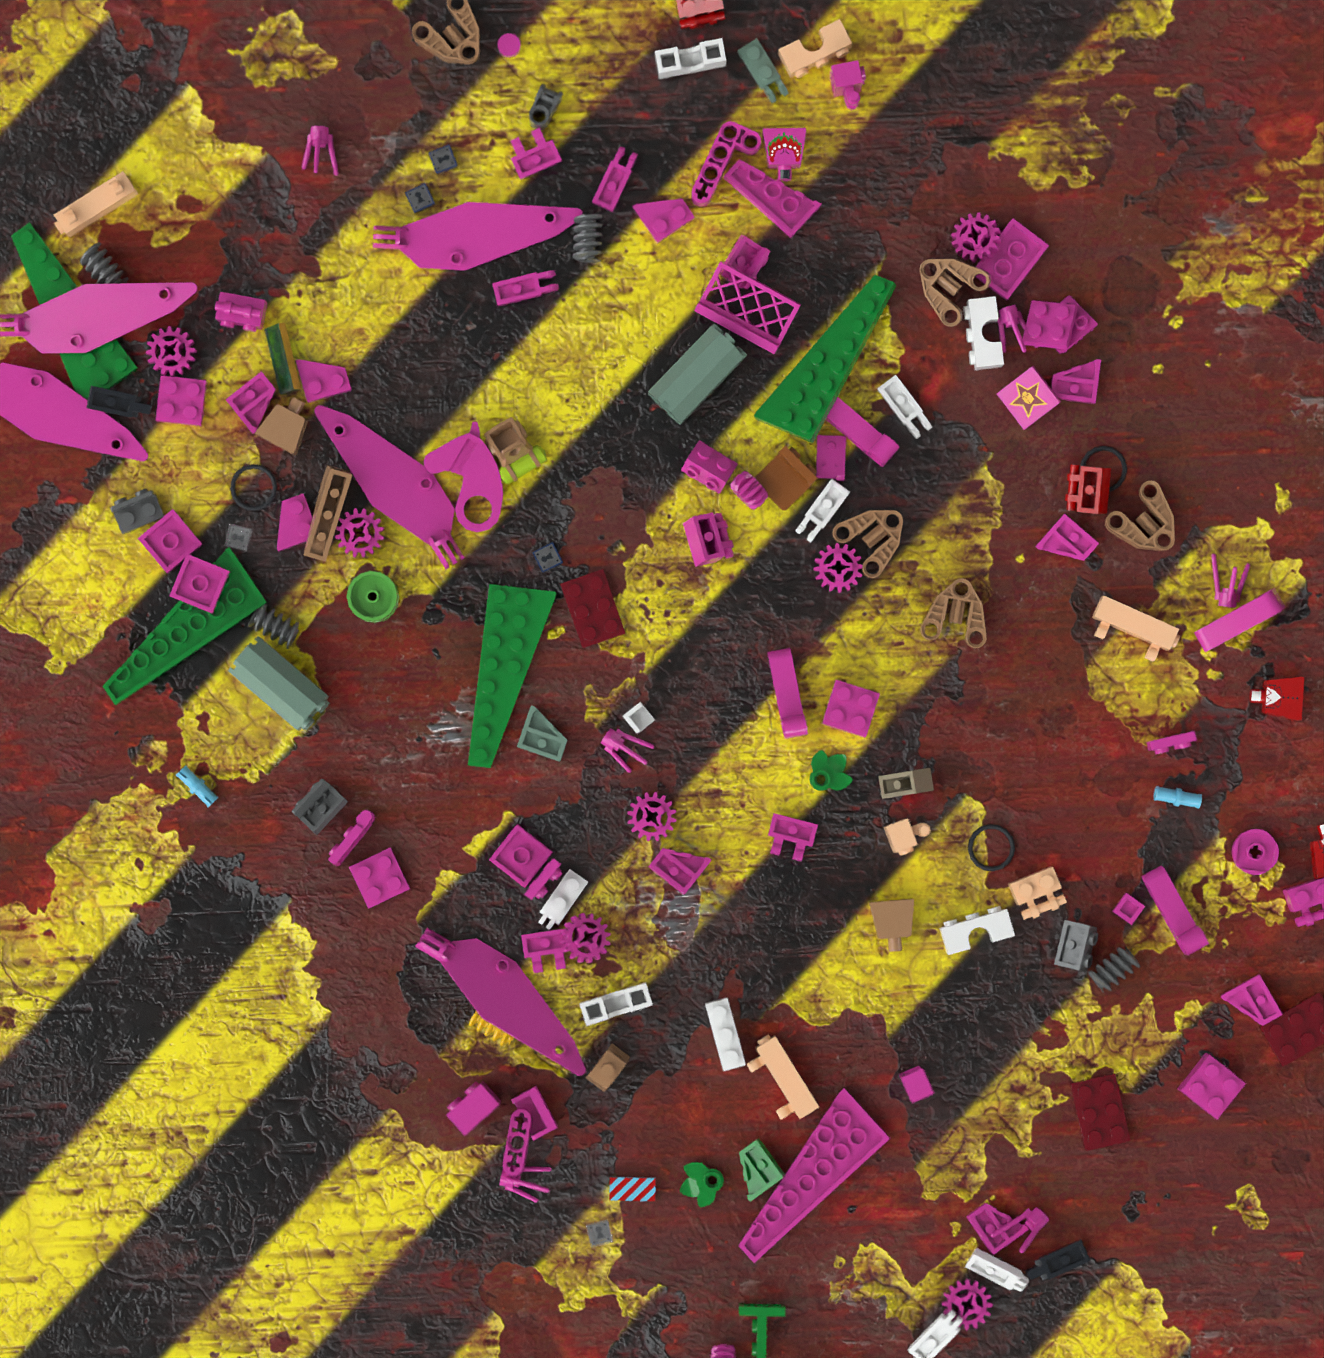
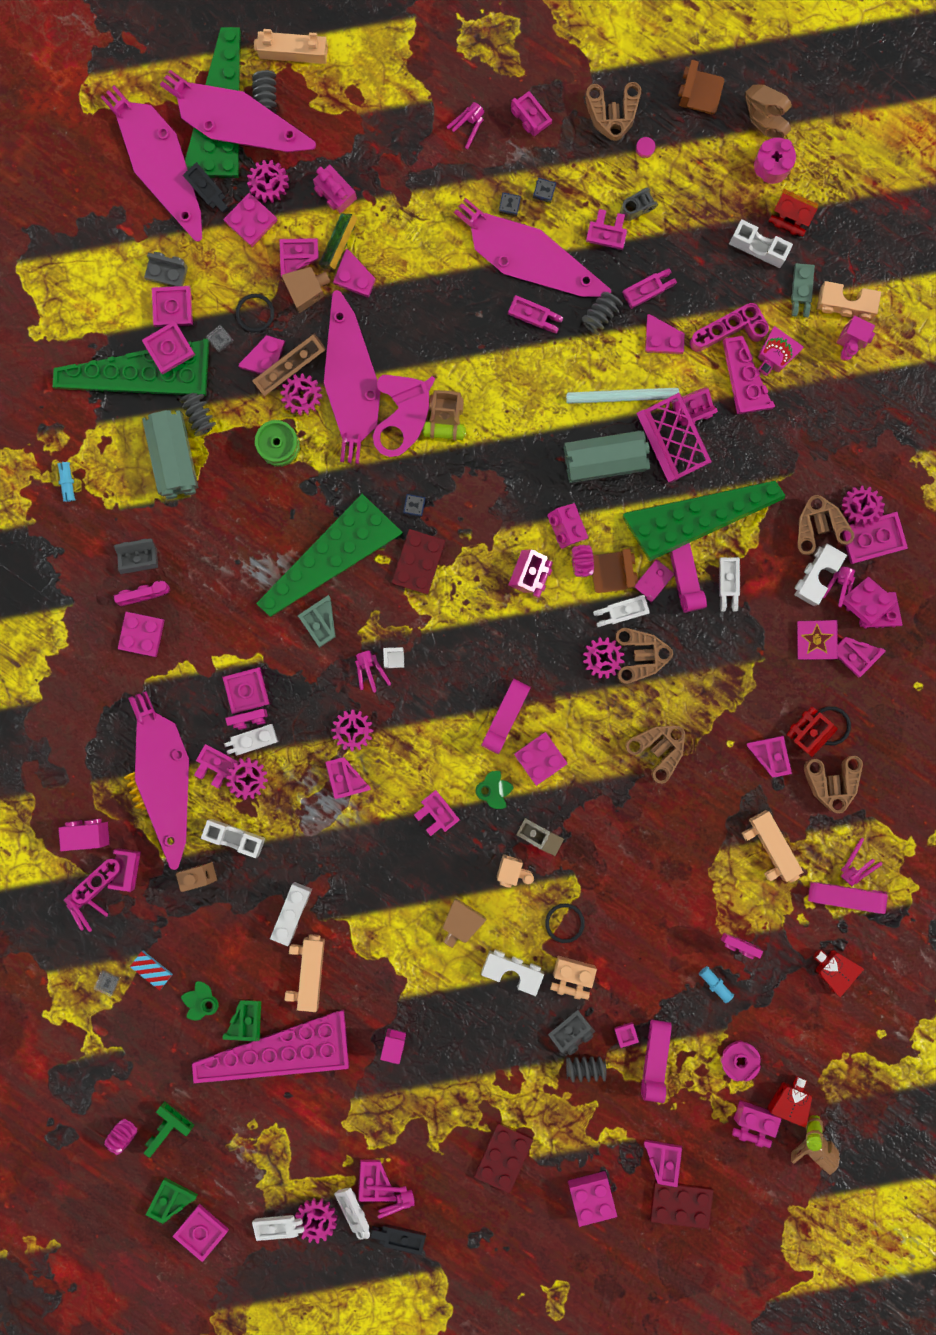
camera: 30 degrees right, 0 degrees up
(375, 96) = (530, 113): none -> dark pink bracket
(666, 302) = (620, 395): none -> light aqua axle

